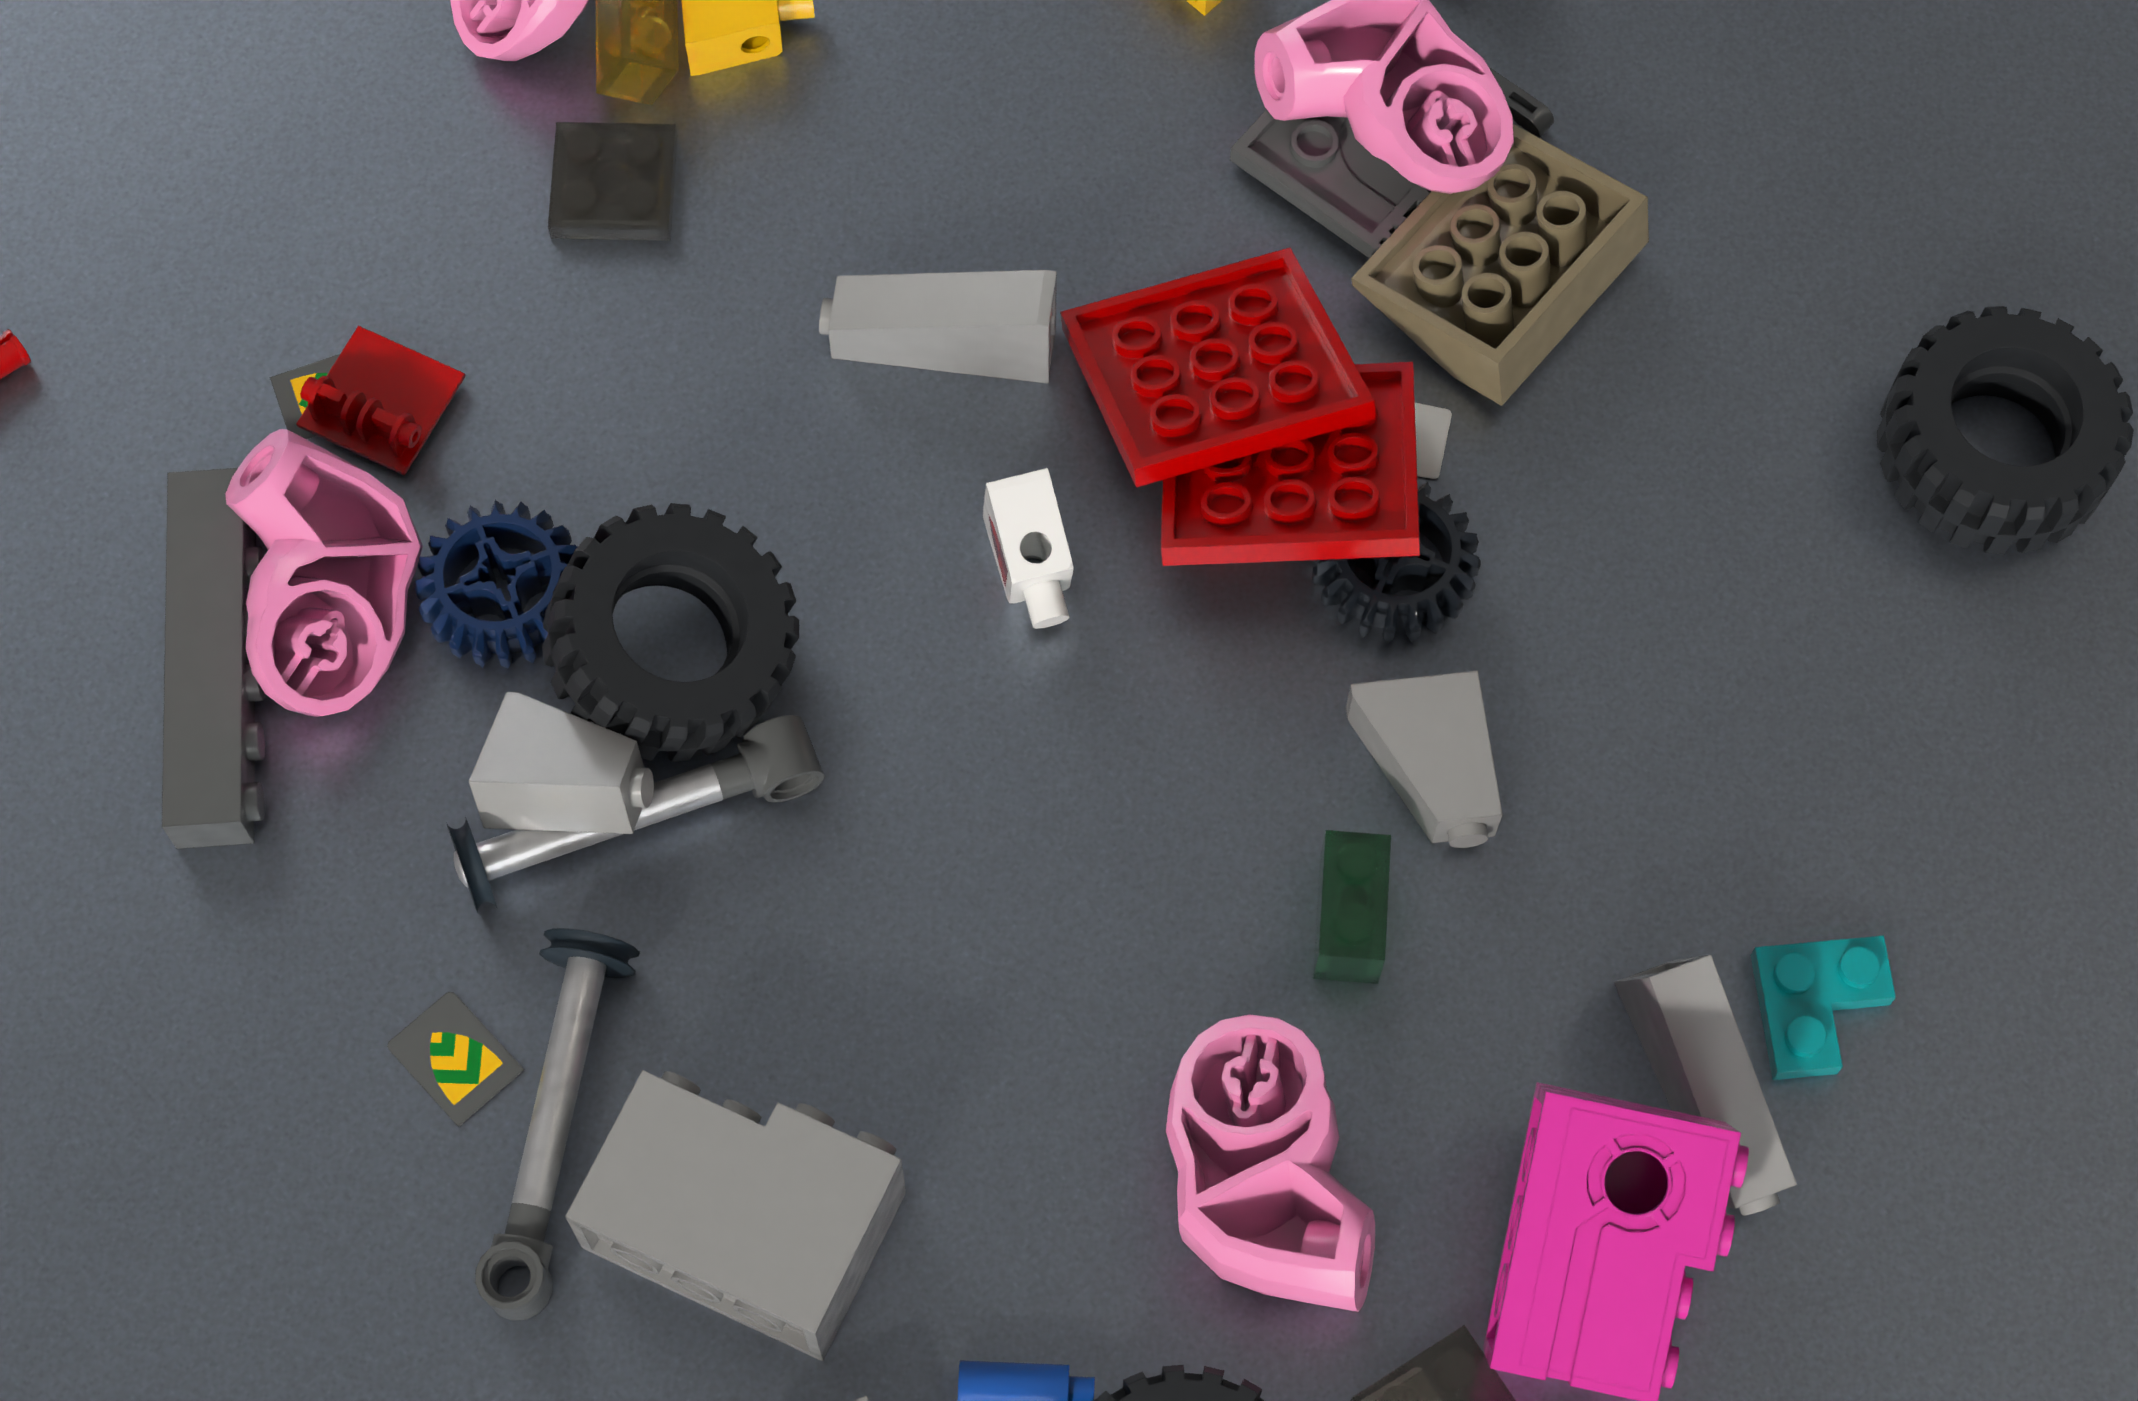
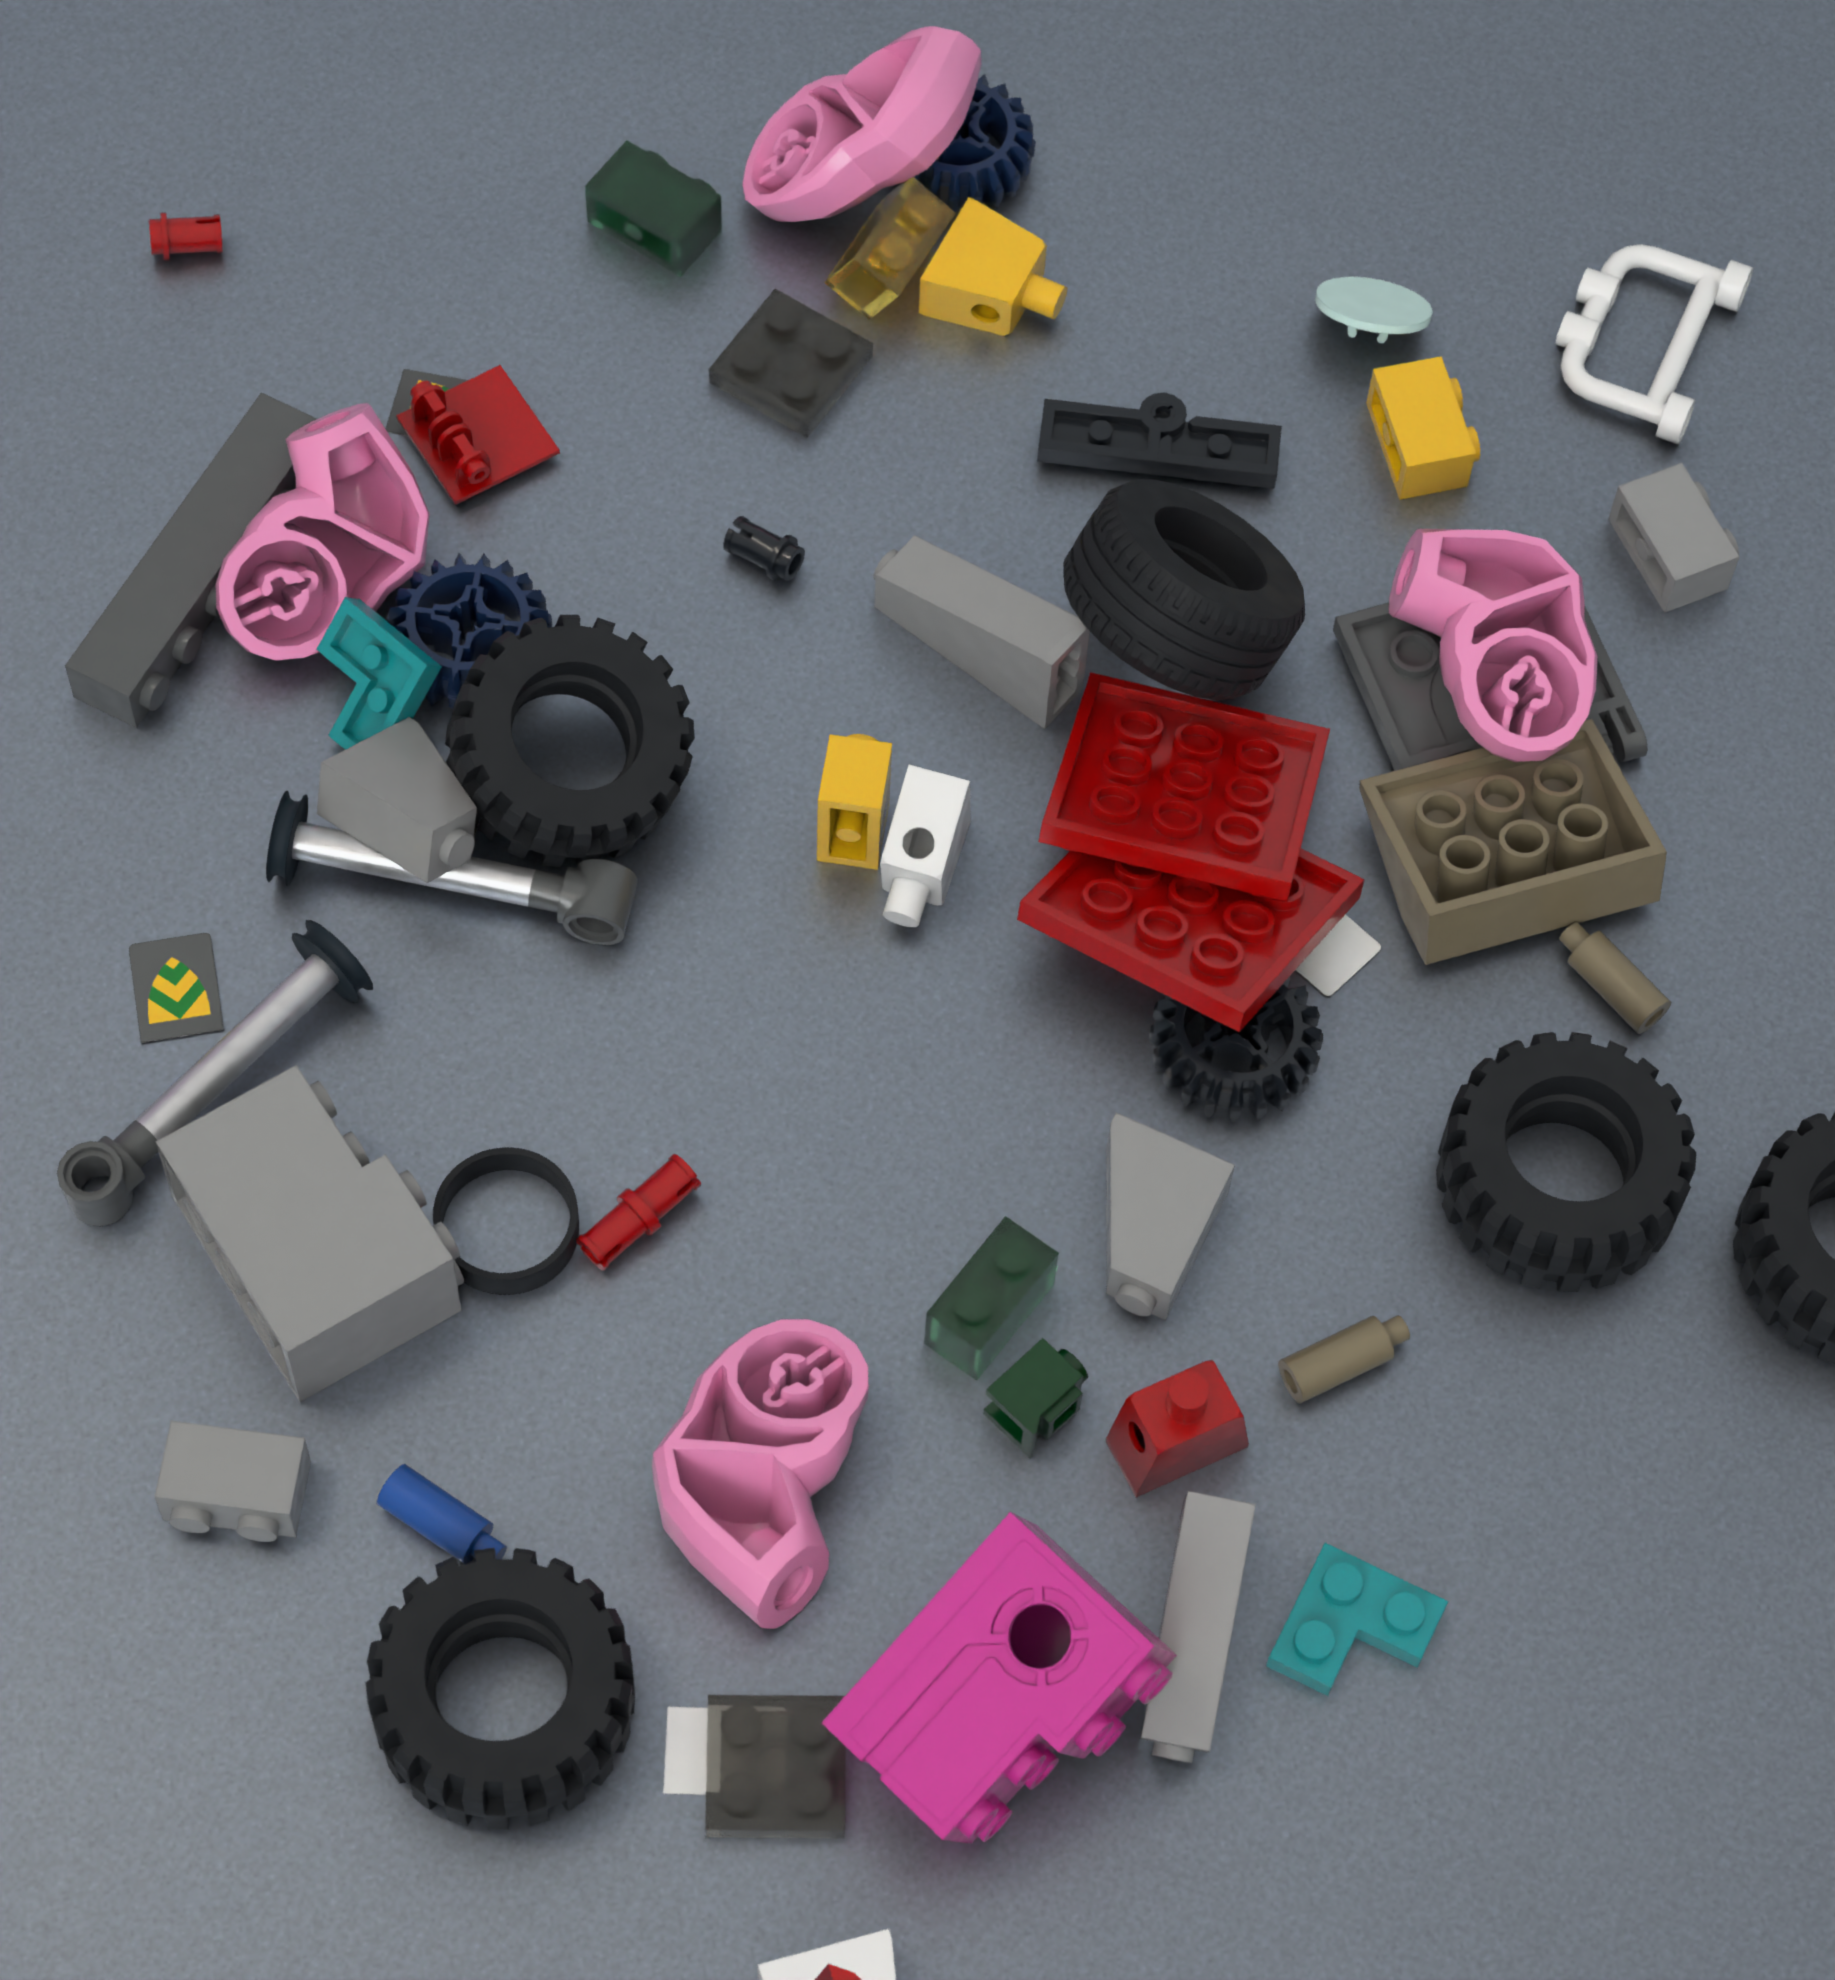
camera: 30 degrees right, 5 degrees down
(400, 107) = (654, 207): none -> clear green brick
(461, 661) = (386, 666): none -> teal plate
(707, 360) = (765, 549): none -> black pin
(913, 1026) = (520, 1160): none -> black tyre
(947, 540) = (854, 801): none -> yellow brick
(978, 76) = (1159, 441): none -> black hinge
(1003, 1013) = (638, 1212): none -> red pin
(1108, 195) = (1183, 589): none -> black tyre
(1445, 968) = (1036, 1395): none -> dark green window
(1581, 920) = (1184, 1426): none -> red torso
(1657, 327) = (1615, 978): none -> dark tan cylinder
(1661, 781) = (1341, 1356): none -> dark tan cylinder
(1751, 438) = (1583, 1089): none -> black tyre

